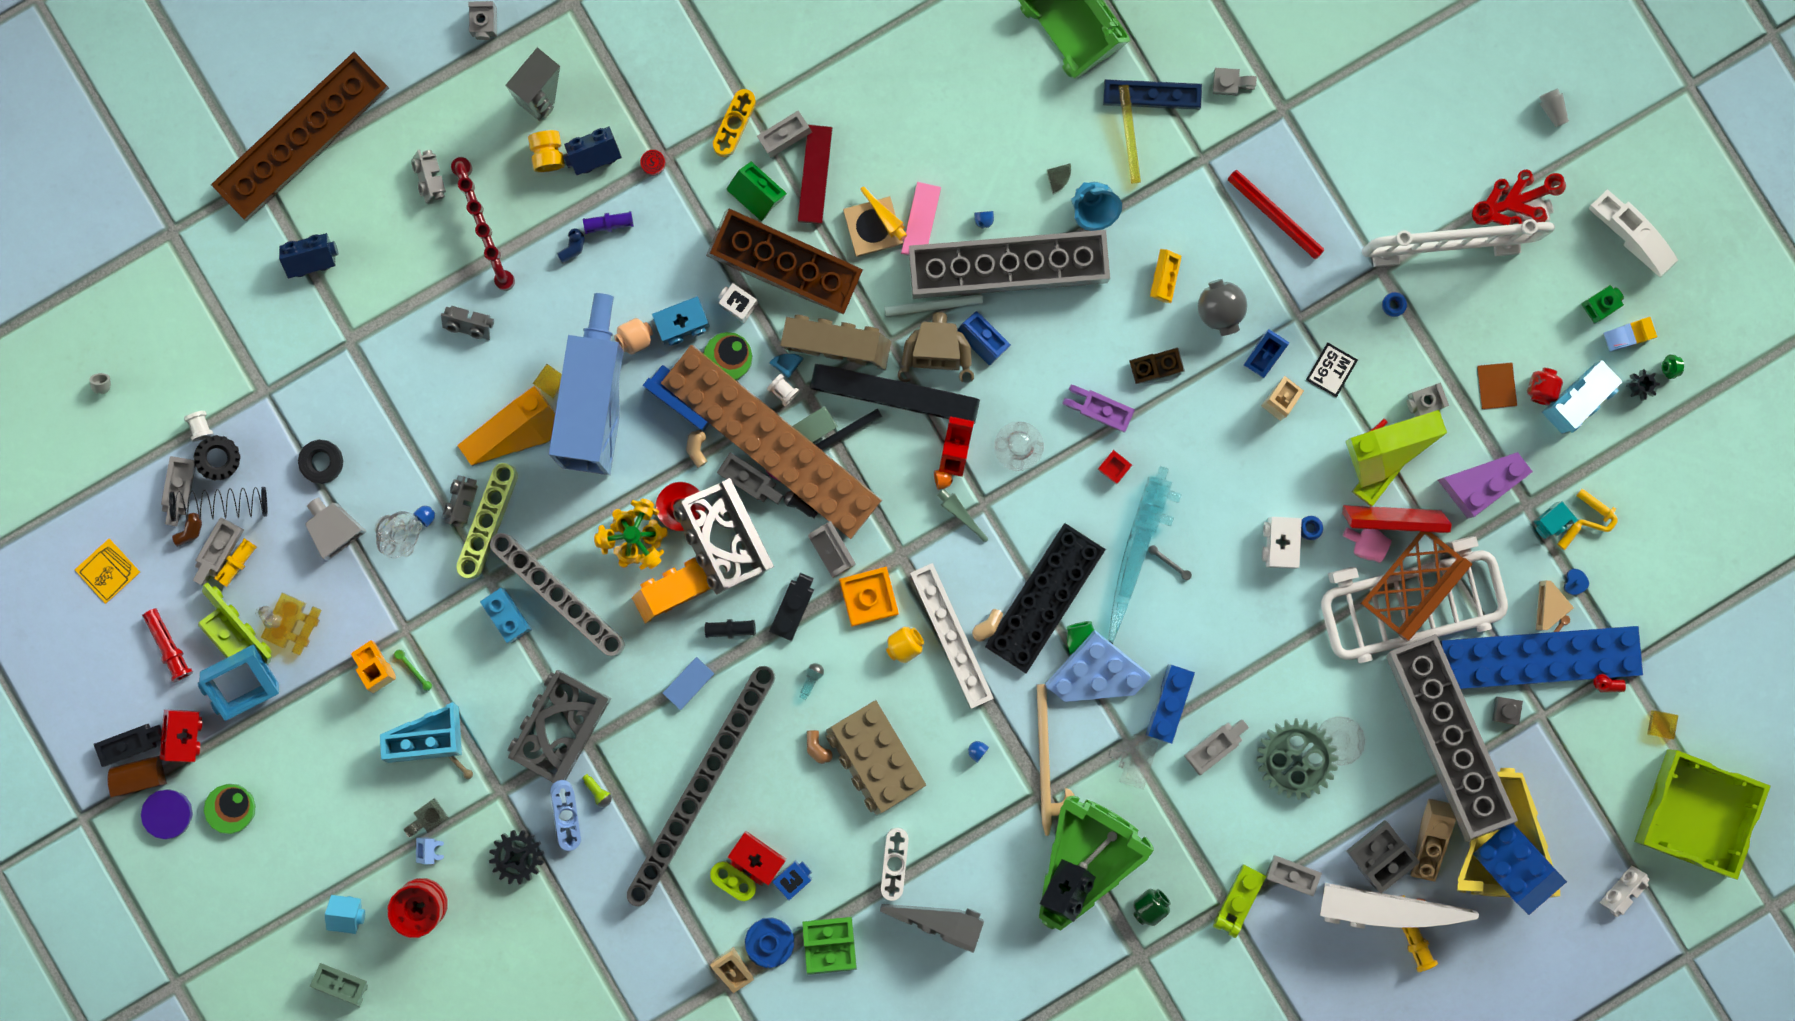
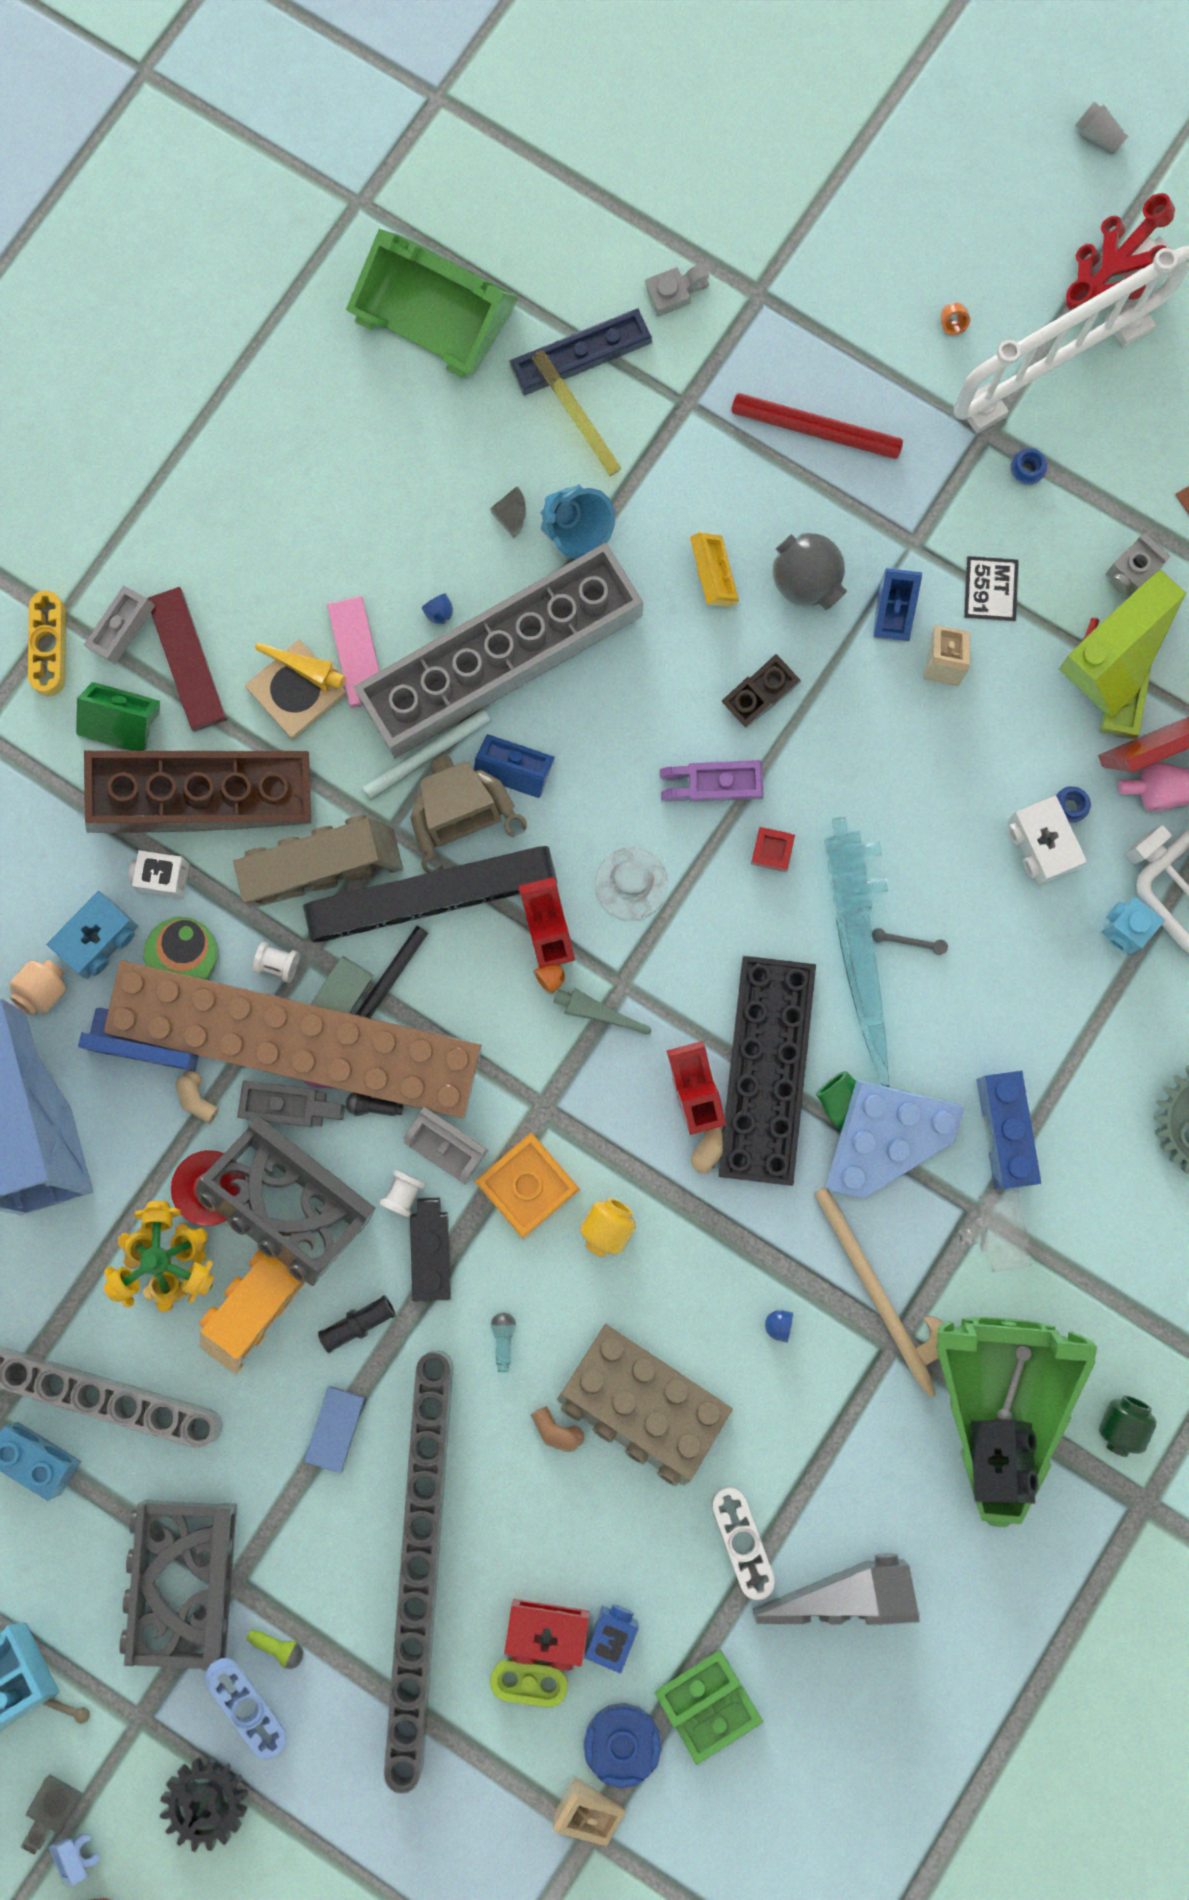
camera: 20 degrees left, 5 degrees down
(786, 363) = (265, 924): dark azure tile -> none
(792, 565) = (402, 1193): none -> white bush
(951, 635) = (666, 1184): white plate -> none
(996, 588) = (695, 1088): none -> red brick
(1215, 746) = (1099, 1158): light grey hinge -> none
(1306, 618) = (1131, 925): none -> medium azure brick
(1397, 192) = (962, 316): none -> orange hinge

